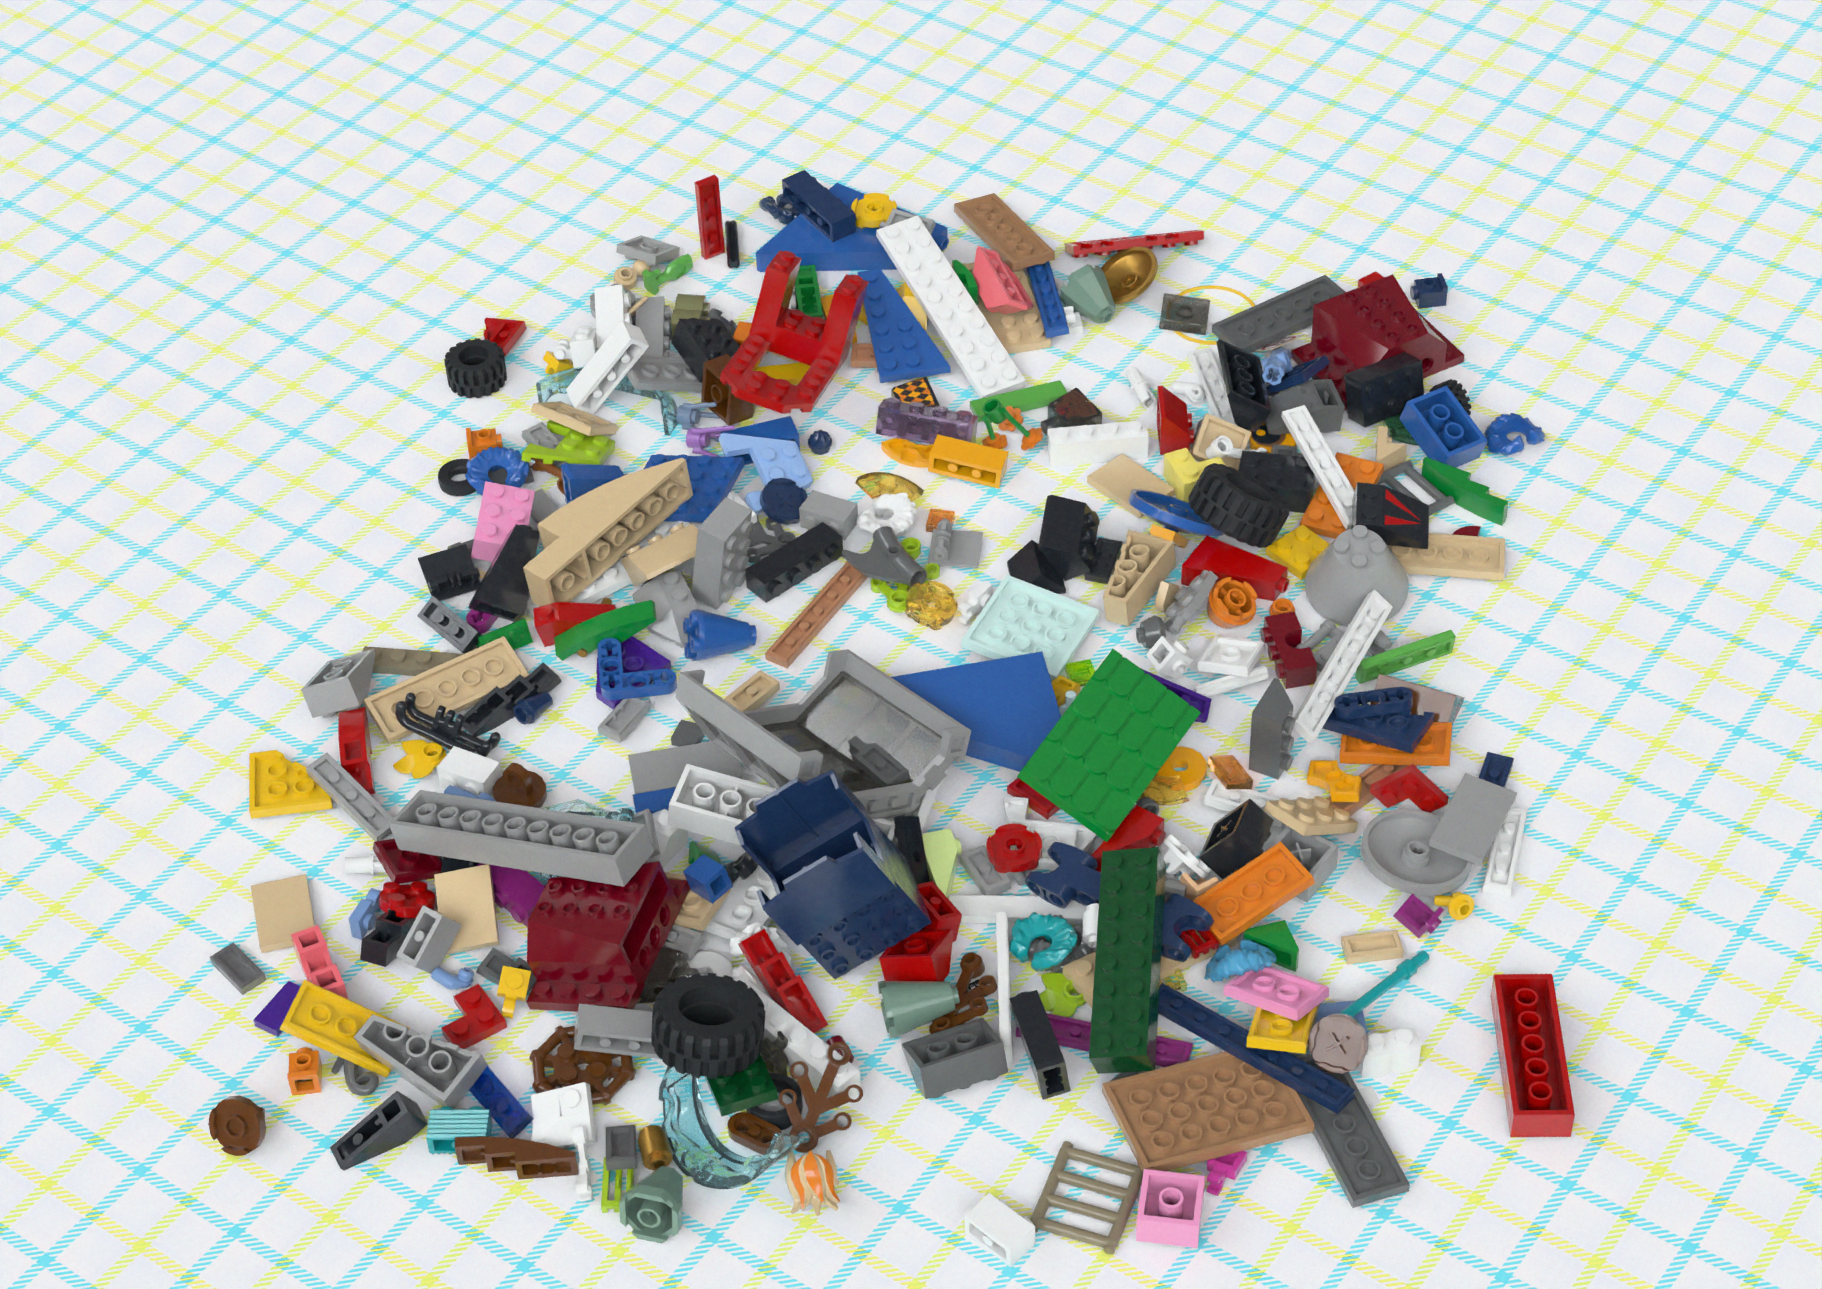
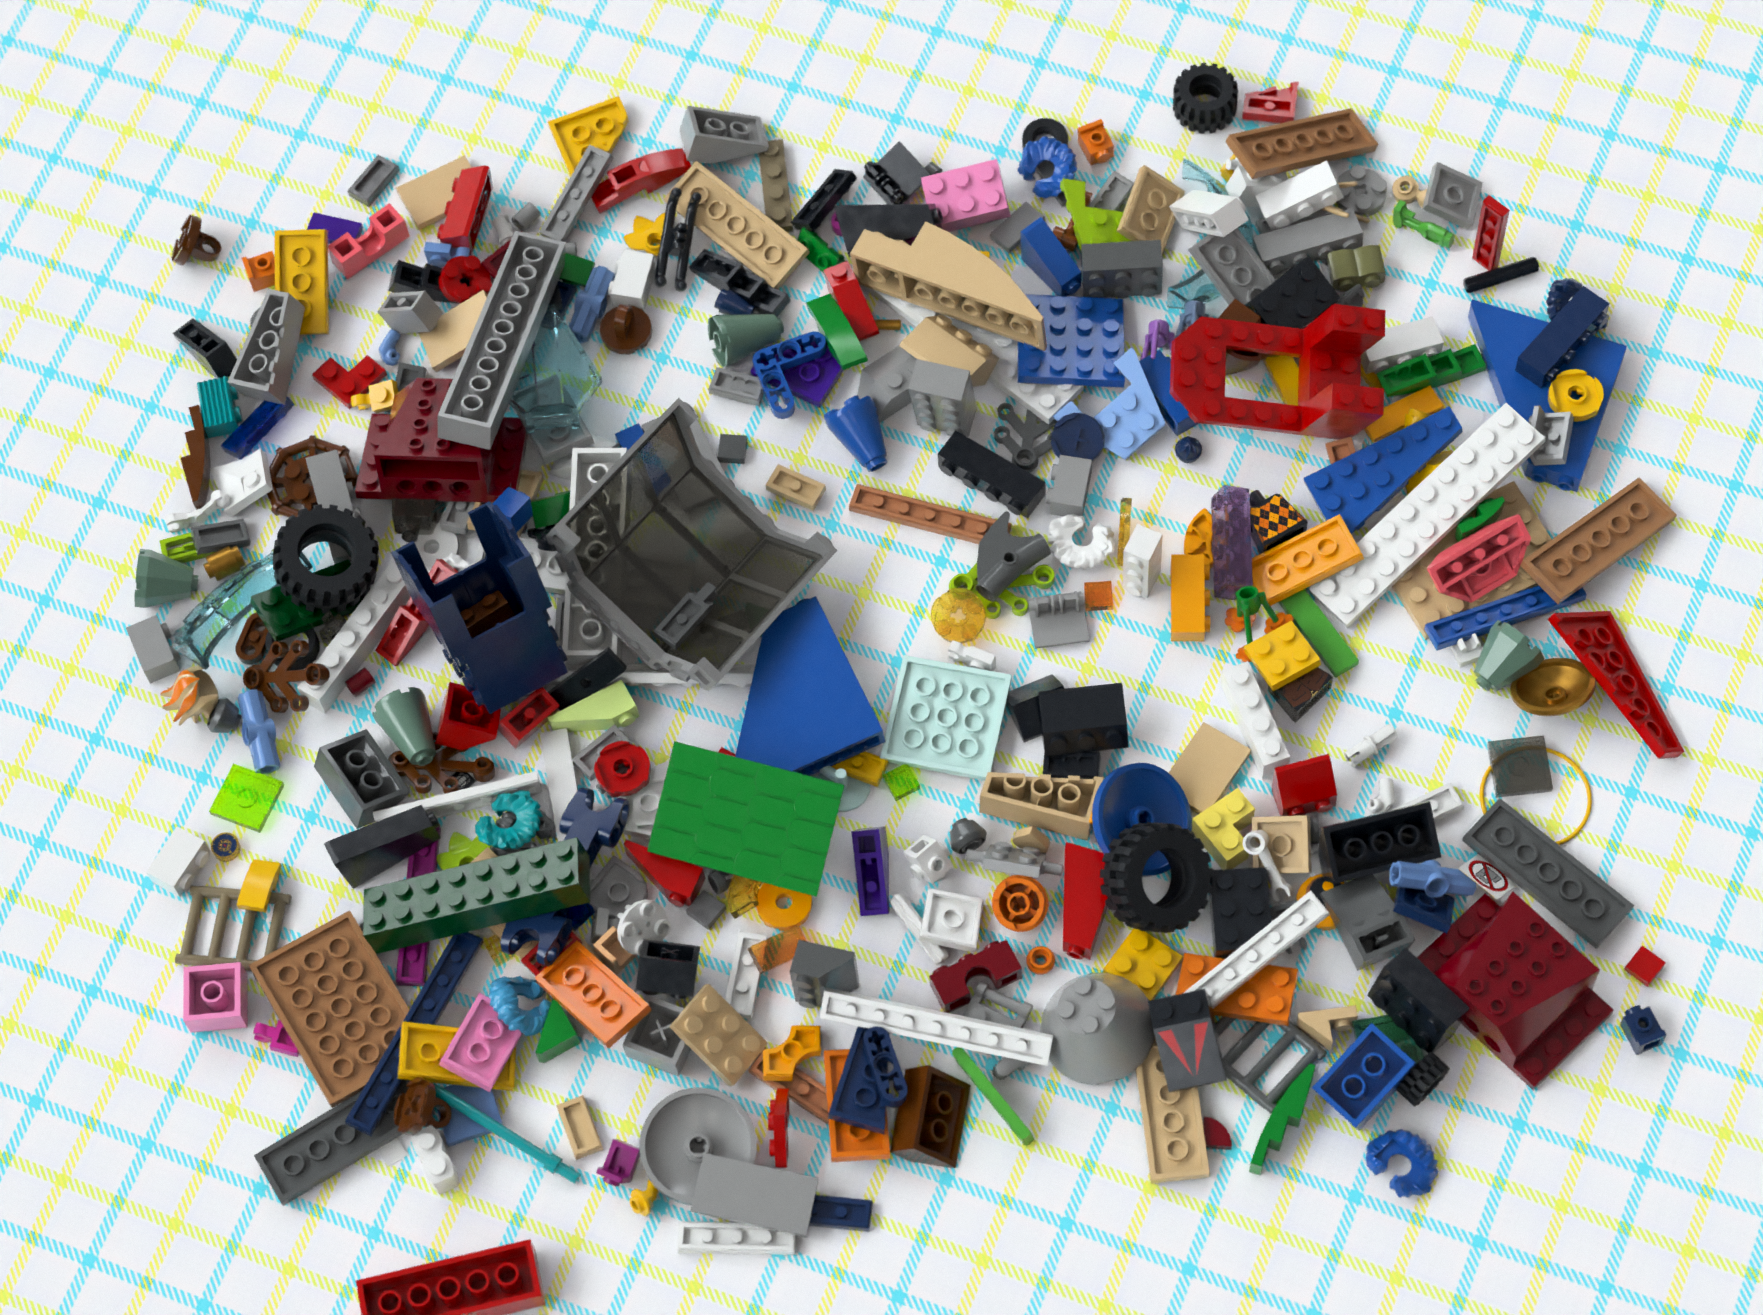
camera: 80 degrees right, 20 degrees up
(327, 875) = (467, 208): none -> red slope
(350, 846) = (525, 216): none -> light grey hinge
(561, 312) = (1301, 143): none -> medium nougat plate
(574, 705) = (742, 335): none -> sand green cone
(630, 435) = (1122, 269): none -> dark grey brick
(736, 1223) = (153, 648): none -> light grey brick
(847, 1168) = (224, 717): none -> dark grey cone
(889, 1139) = (258, 731): none -> medium blue piece
(932, 466) = (1142, 561): none -> white brick
(939, 1168) = (246, 798): none -> clear neon green tile
(959, 380) = (1305, 560): none -> light orange tile
(993, 1186) = (225, 847): none -> tile
(1049, 408) = (1282, 655): none -> yellow plate
(1049, 1158) = (258, 885): none -> yellow slope
(1175, 822) = (706, 909): none -> flat silver tile

